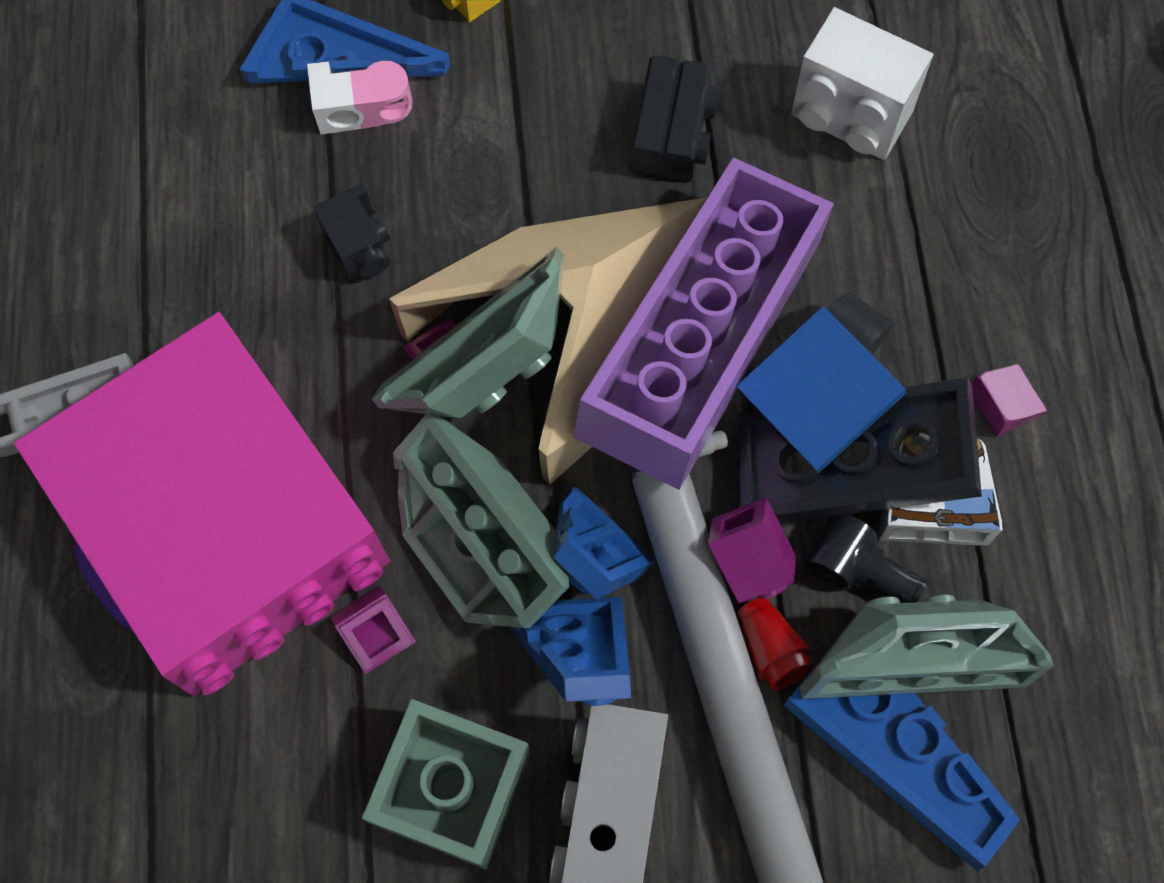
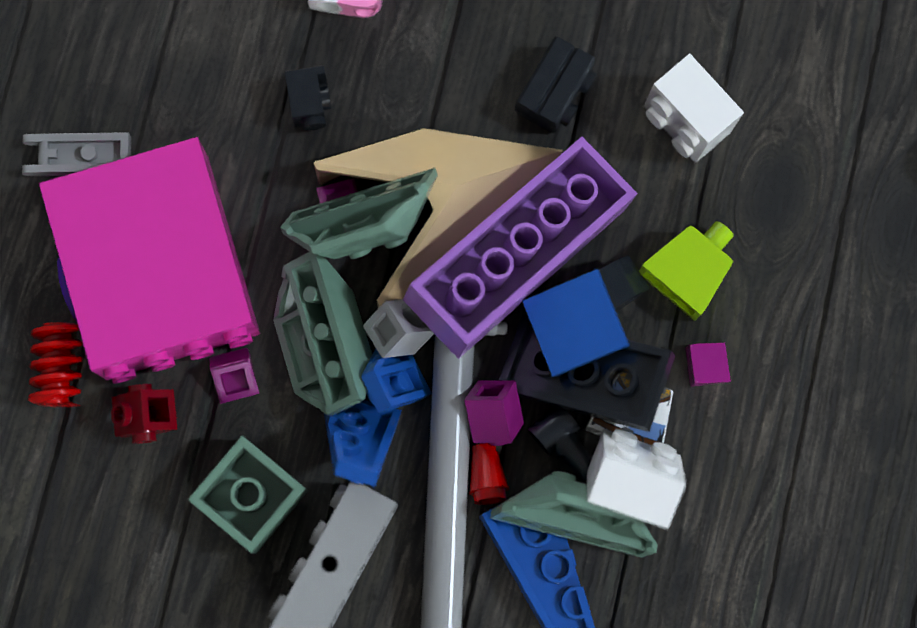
camera: 10 degrees right, 10 degrees up
(110, 698) = (54, 365): none -> red piece
(259, 720) = (143, 413): none -> dark red brick
(580, 481) = (397, 330): none -> light grey brick
(937, 283) = (690, 267): none -> lime torso
(990, 564) = (635, 477): none -> white brick

